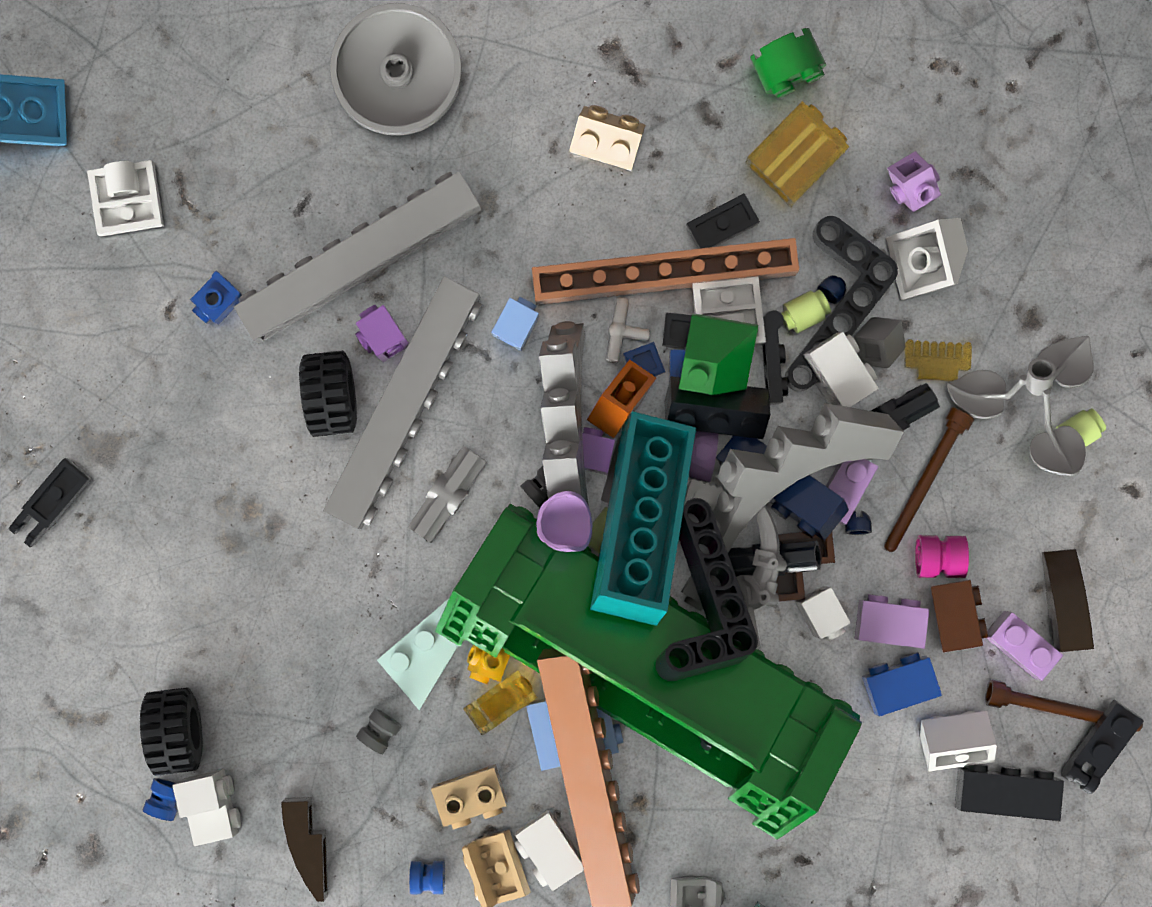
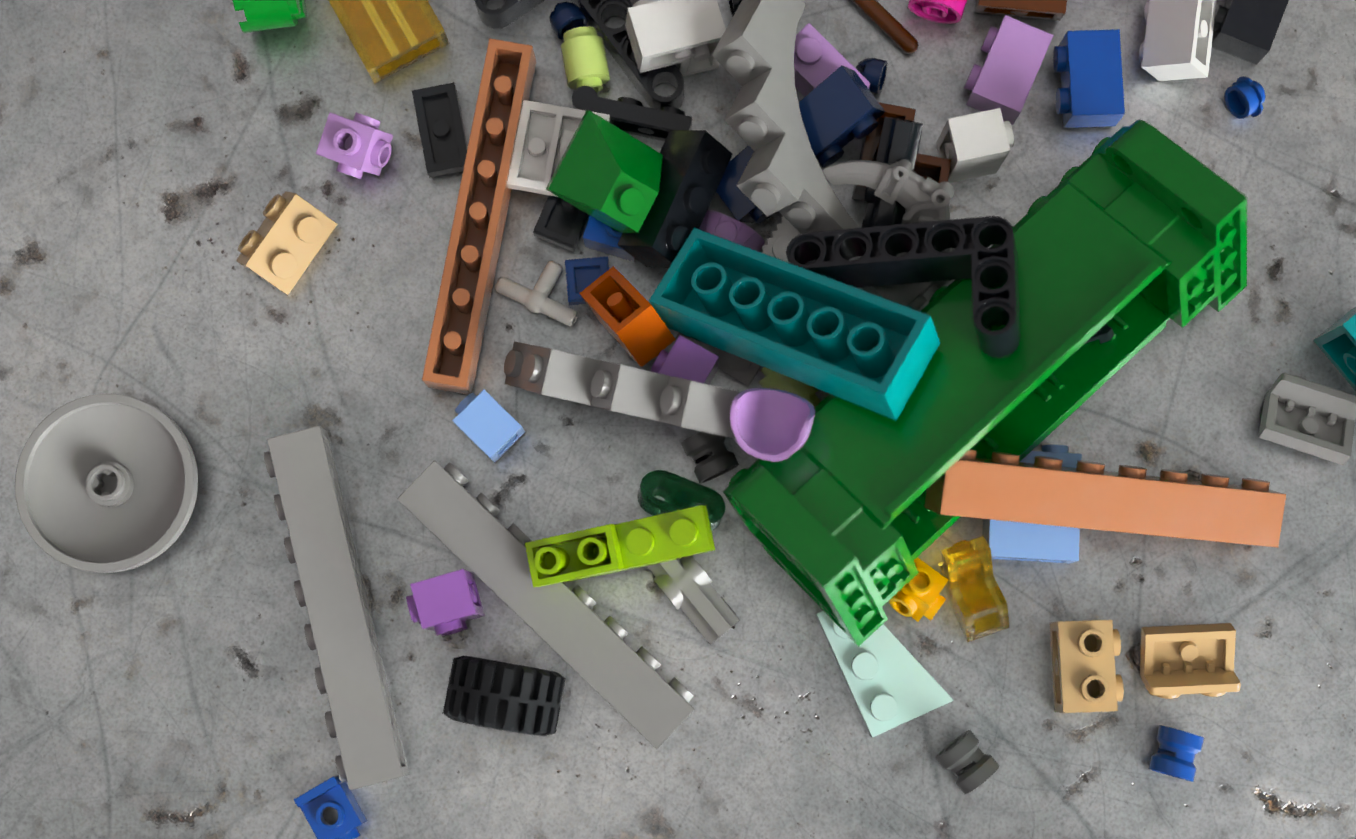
camera: 80 degrees left, 5 degrees down
(454, 443) = (619, 546): none -> lime slope
(504, 477) = (678, 495): none -> clear green plate
(549, 850) = (1182, 582): white brick -> none
(691, 165) = (355, 144): none -> lavender brick
(923, 804) = (1245, 98): none -> blue plate

